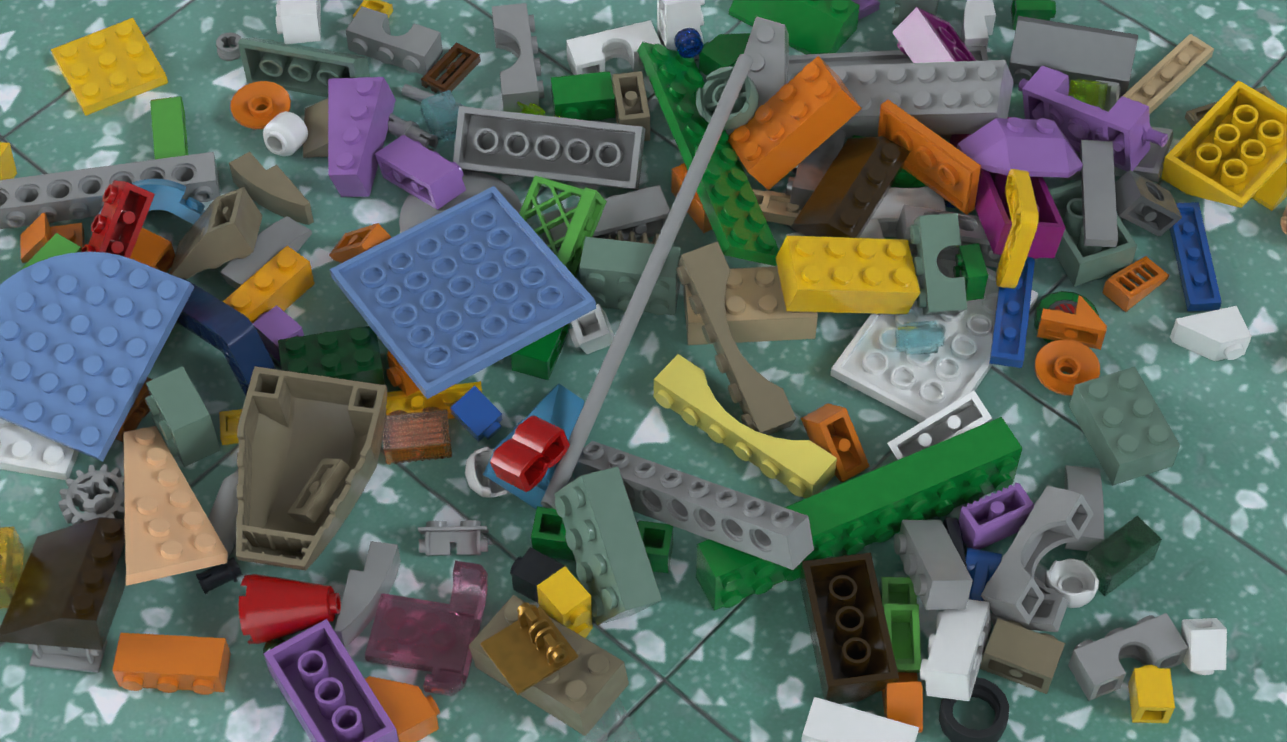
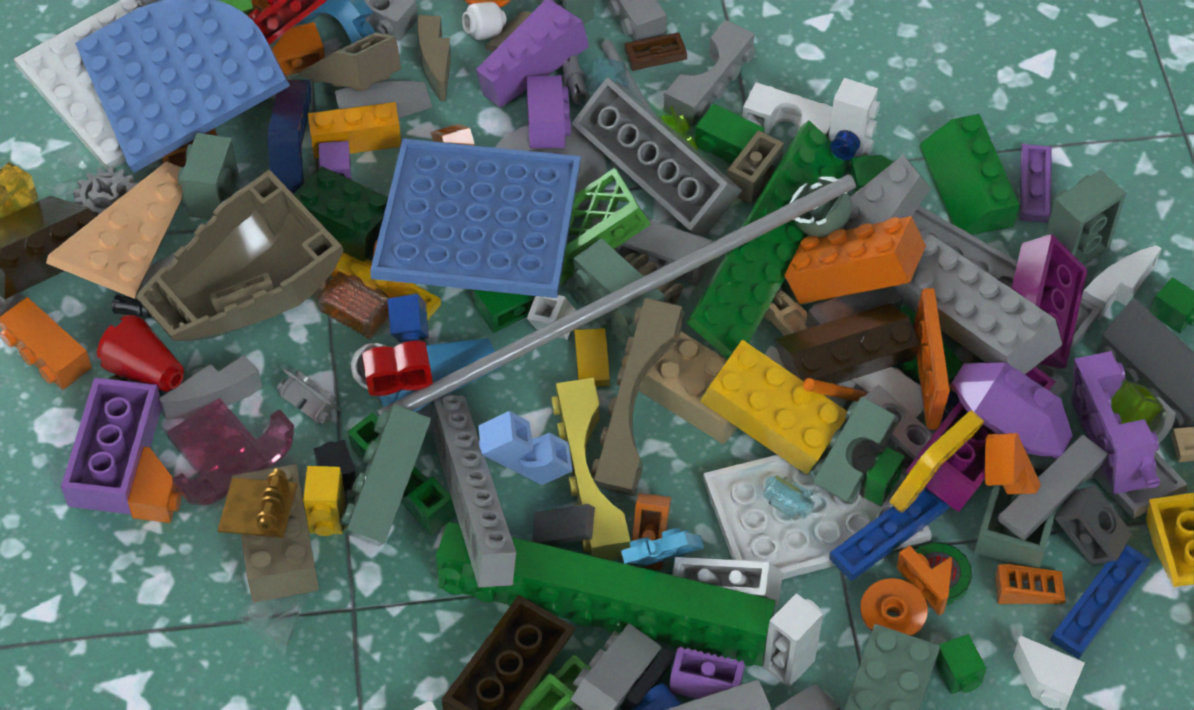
camera: 40 degrees right, 0 degrees up
(654, 345) = (592, 355): none -> yellow tile
(693, 443) = (510, 443): none -> light blue arch
(775, 479) = (564, 525): none -> dark grey tile
(880, 230) = (833, 390): none -> orange bar
(881, 439) = (671, 545): none -> medium azure plate
(1040, 436) = (793, 639): none -> white brick
(1067, 192) = (1009, 465): none -> orange slope
(1156, 370) = (960, 665): none -> green brick

